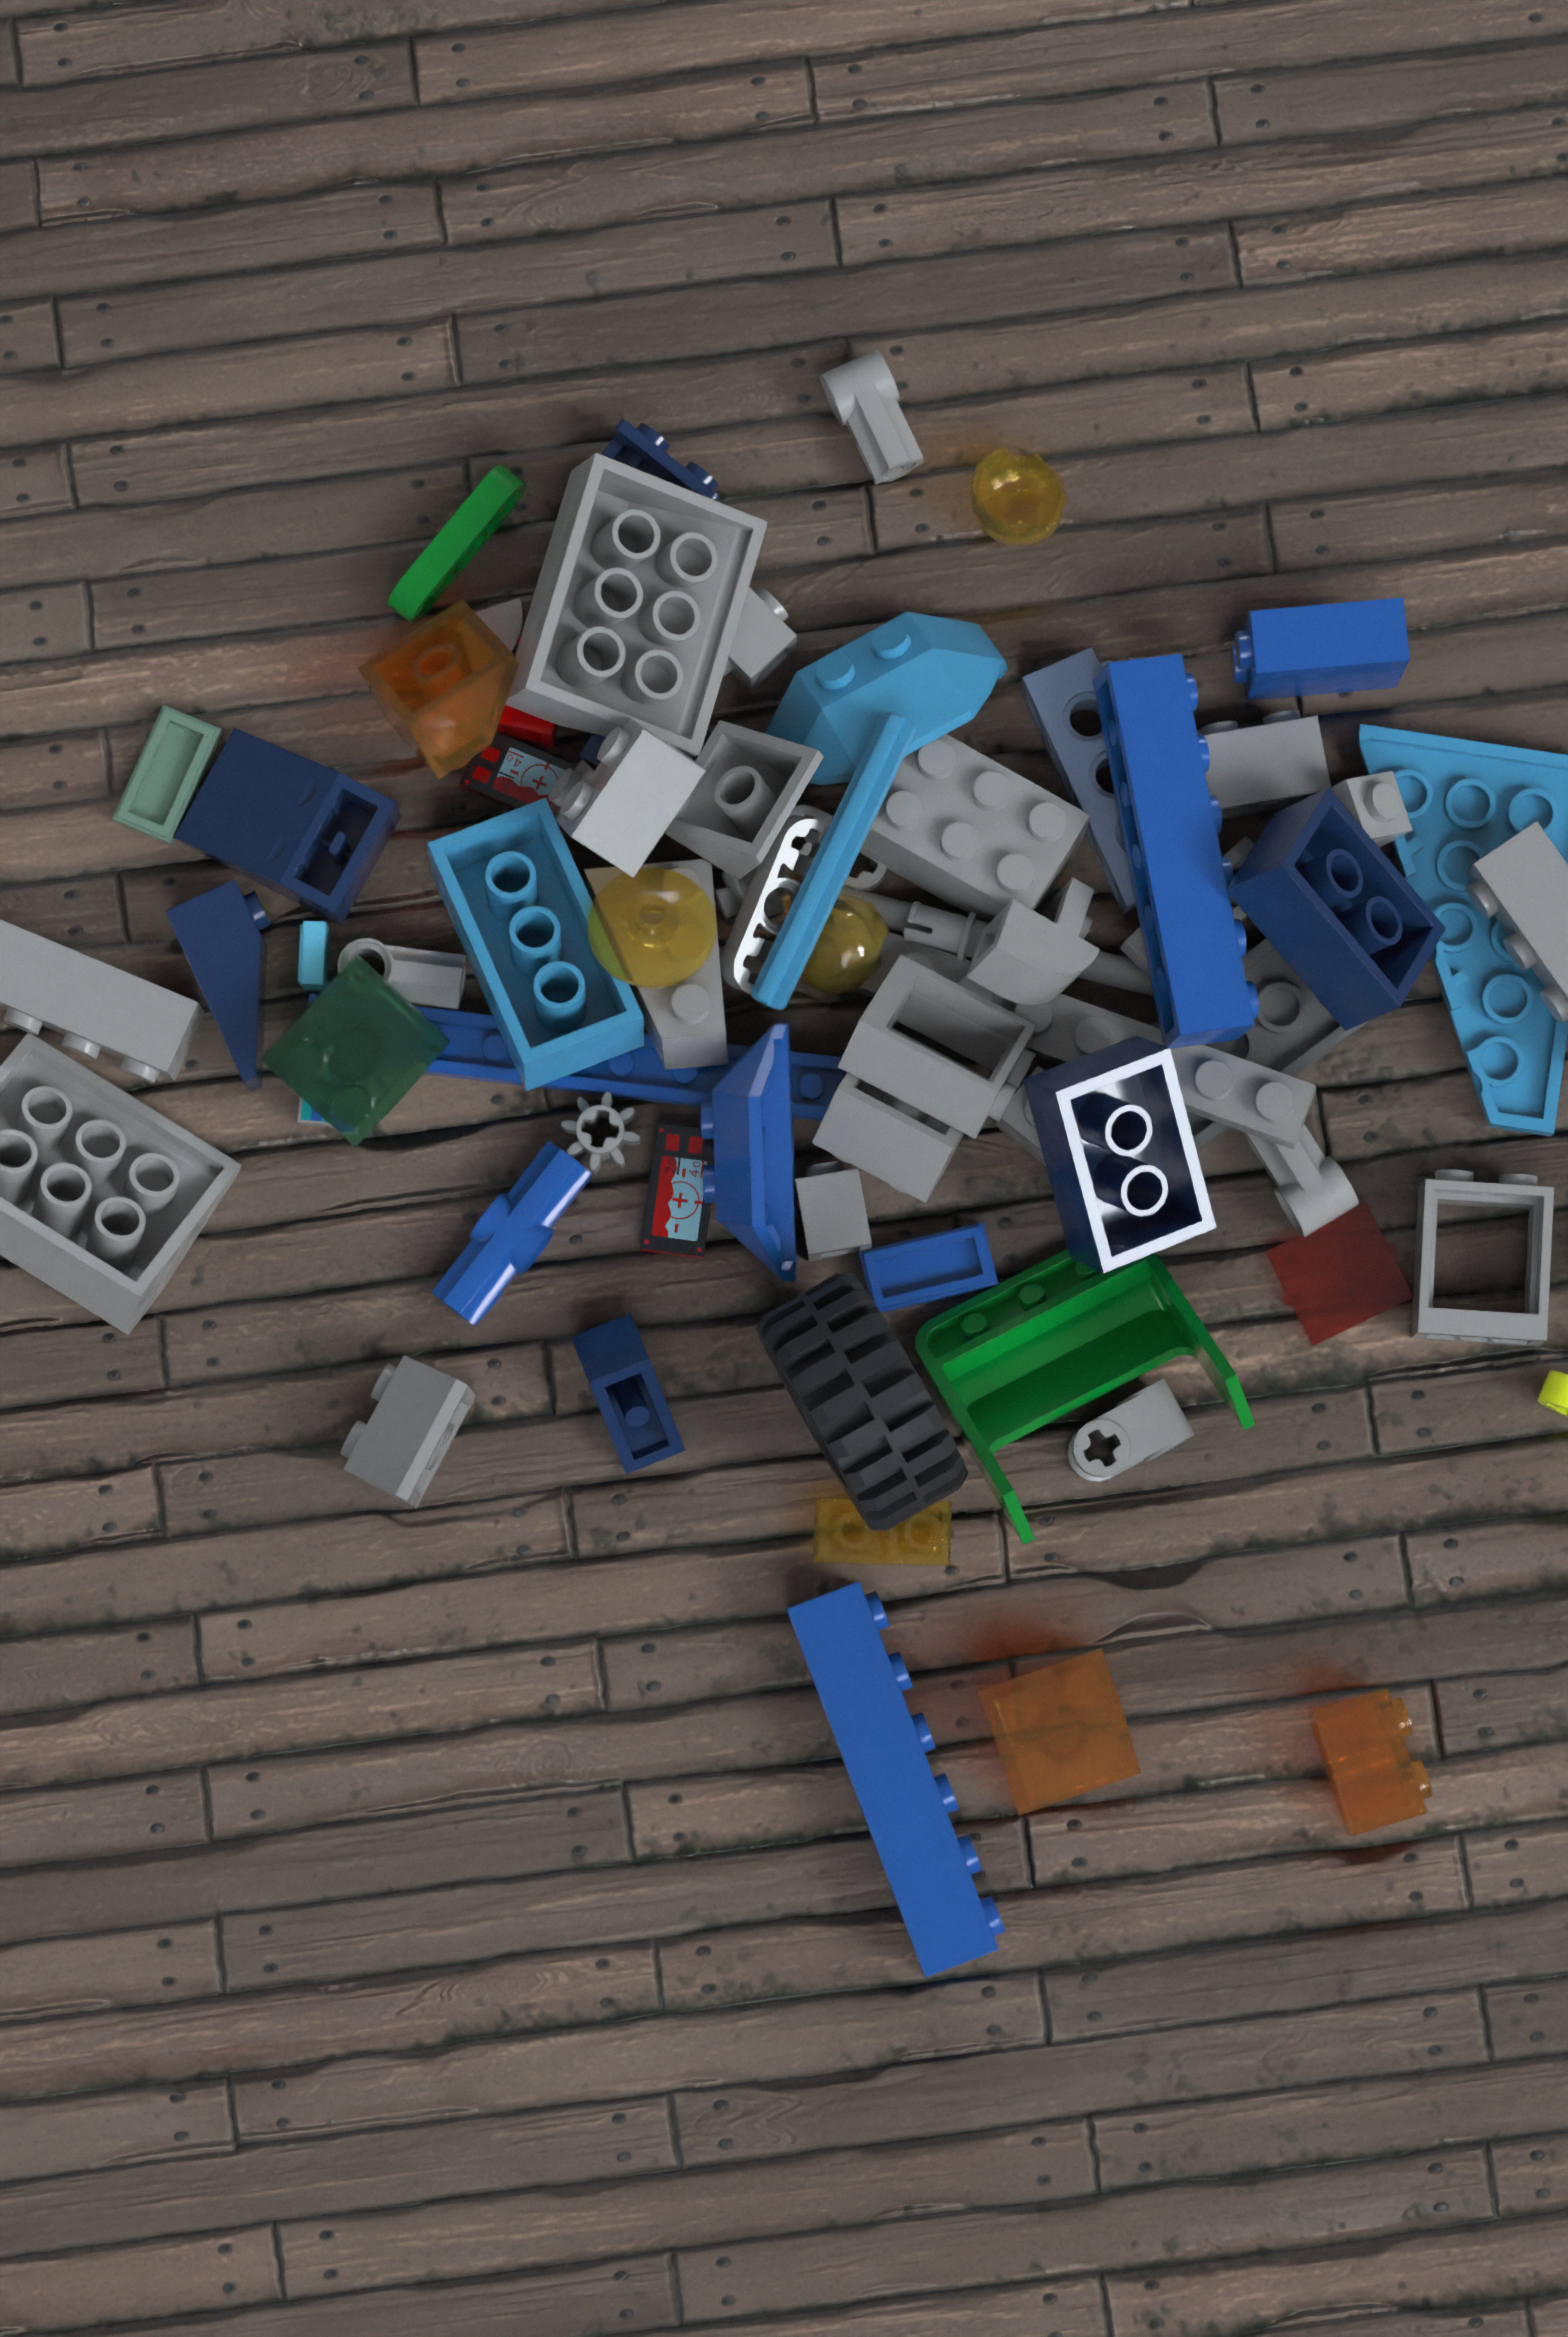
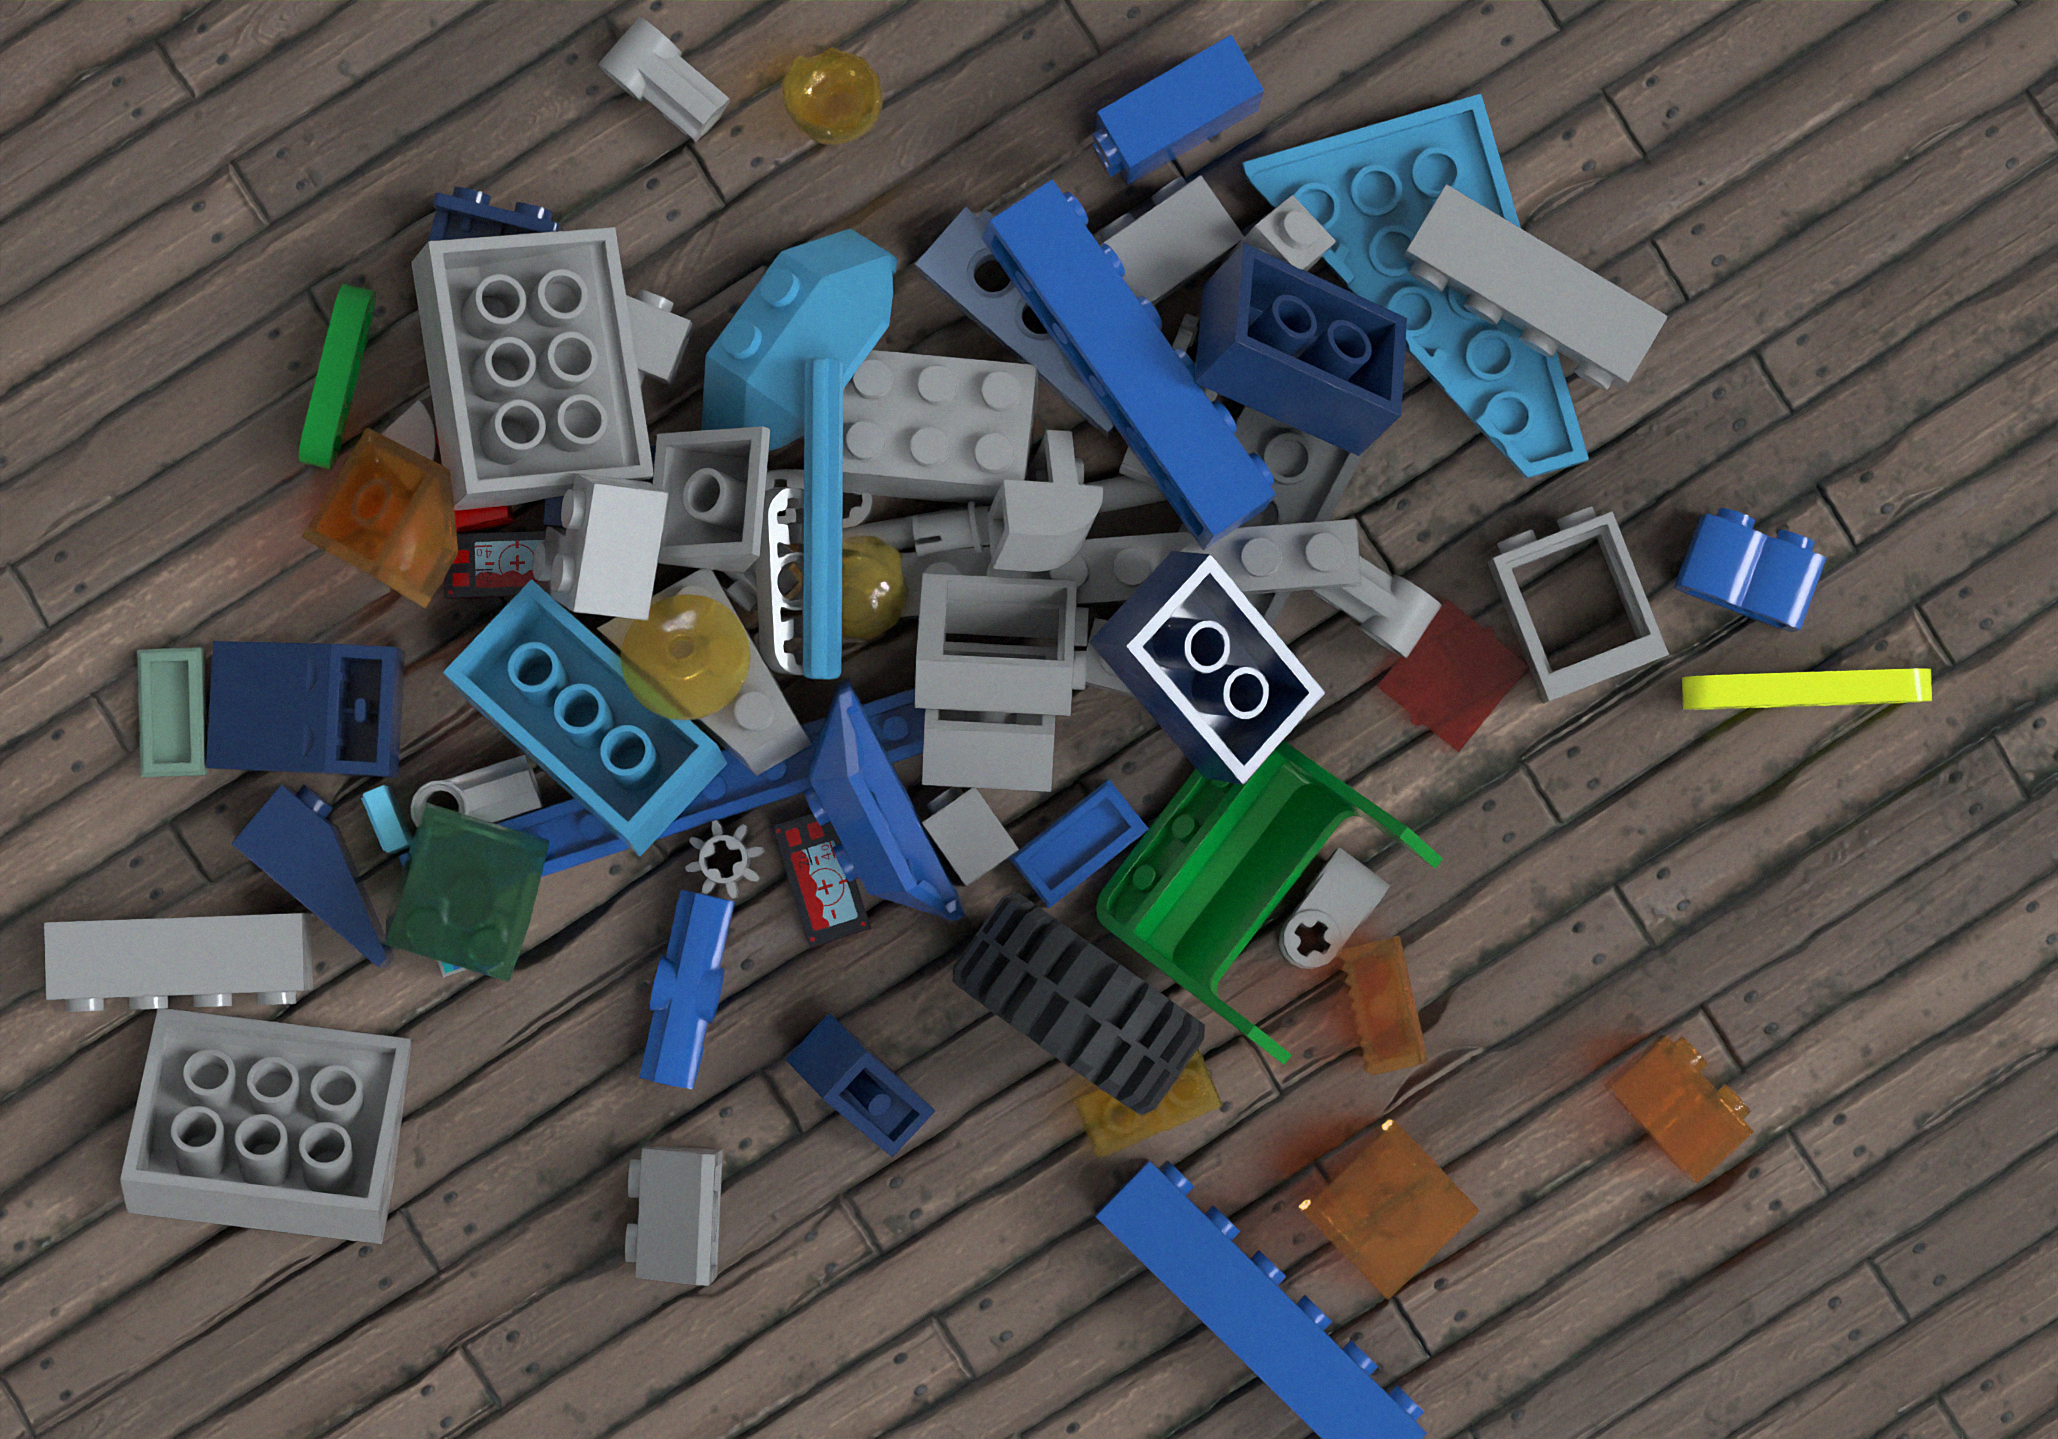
camera: 25 degrees left, 5 degrees up
(1137, 1539) = (1382, 1006): none -> clear orange brick

